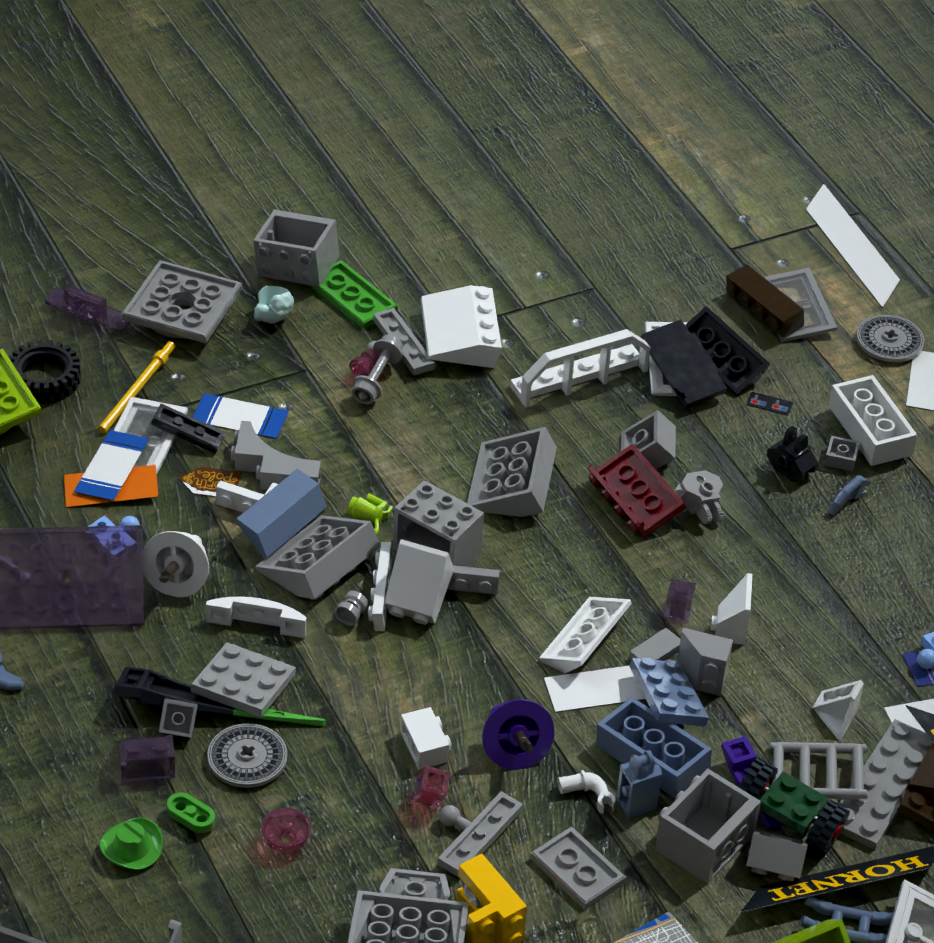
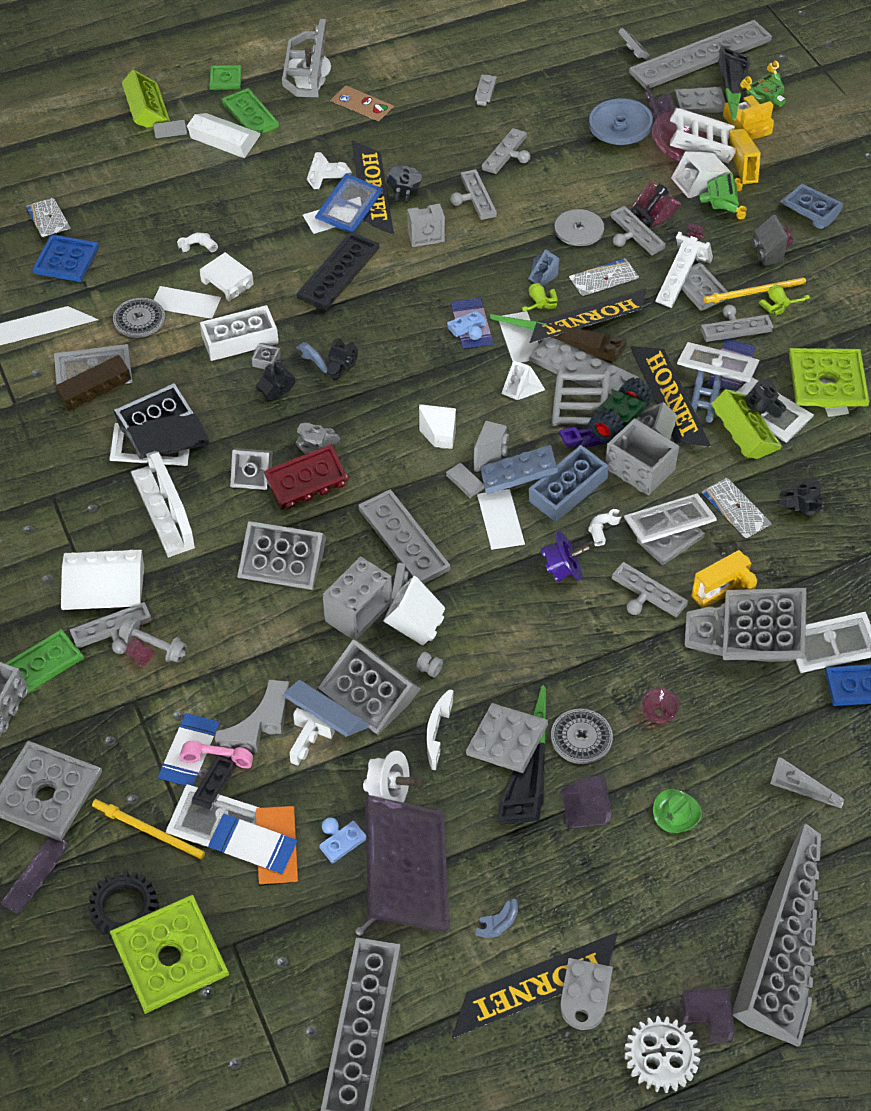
camera: 85 degrees left, 10 degrees up
(178, 718) = (555, 778): light grey piece -> none
(194, 815) = (643, 772): bright green plate -> none
(205, 479) = (271, 769): reddish brown sticker -> none
(230, 412) = (192, 751): none -> bright pink piece
(273, 305) = (56, 718): light aqua hair -> none
(370, 509) = (318, 655): lime piece -> none
(381, 579) = (399, 643): white plate -> none
(425, 738) = (563, 619): white brick -> none
(431, 786) = (615, 613): clear pink brick -> none
(550, 586) = (404, 537): none -> light grey plate
(584, 633) = (453, 518): white slope -> none
(604, 860) = (670, 518): none -> clear door
(639, 785) = (609, 490): sand blue brick -> none
(680, 600) = (422, 459): clear purple brick -> none
(770, 403) = (202, 395): black sticker -> none
(844, 516) = (341, 358): none -> black hinge

